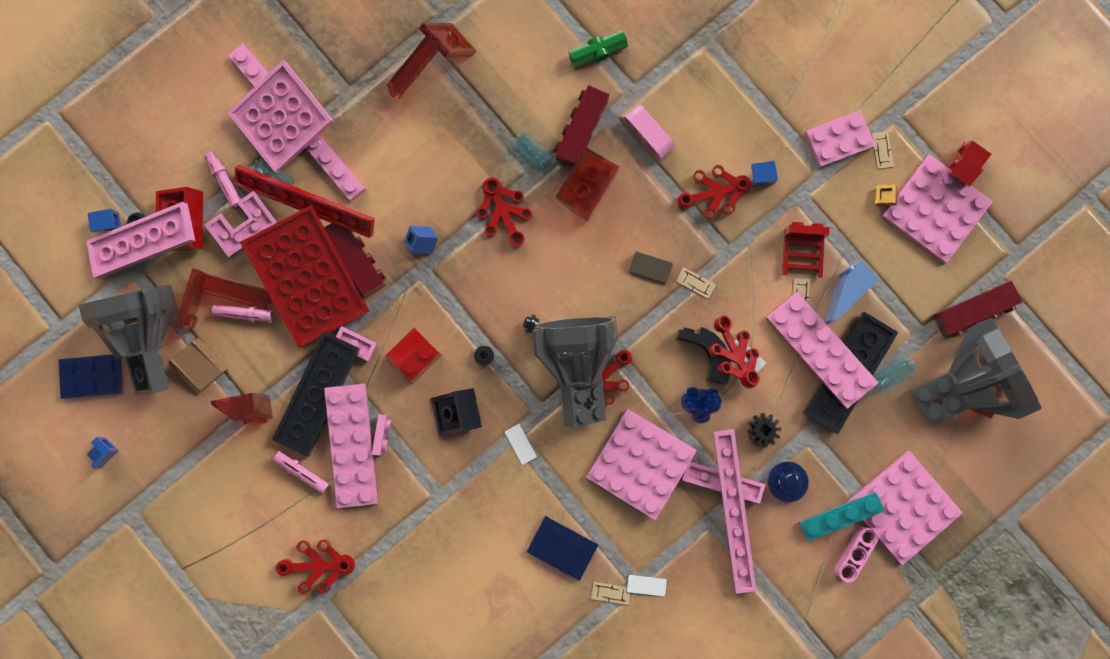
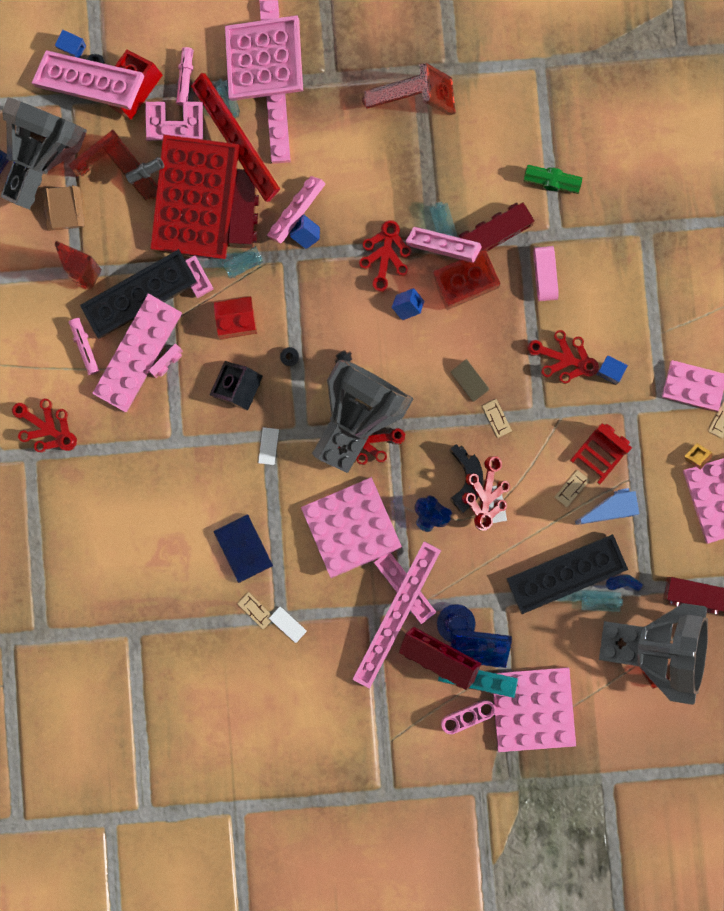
camera: 30 degrees right, 0 degrees up
(245, 284) = (144, 170): none -> dark grey pin
(251, 314) = (132, 197): bright pink pin -> none
(386, 303) = (242, 262): none -> clear light blue hinge
(399, 226) = (296, 209): none -> bright pink plate
(547, 167) = (443, 244): none -> bright pink plate
(552, 239) = (408, 304): none -> blue panel
(767, 424) = (459, 571): black gear -> none
(798, 522) = (439, 658): none -> dark red brick
(822, 350) = (557, 540): bright pink plate -> none
(824, 489) = (483, 647): none -> clear blue plate
(901, 344) = (623, 581): none -> clear blue arm

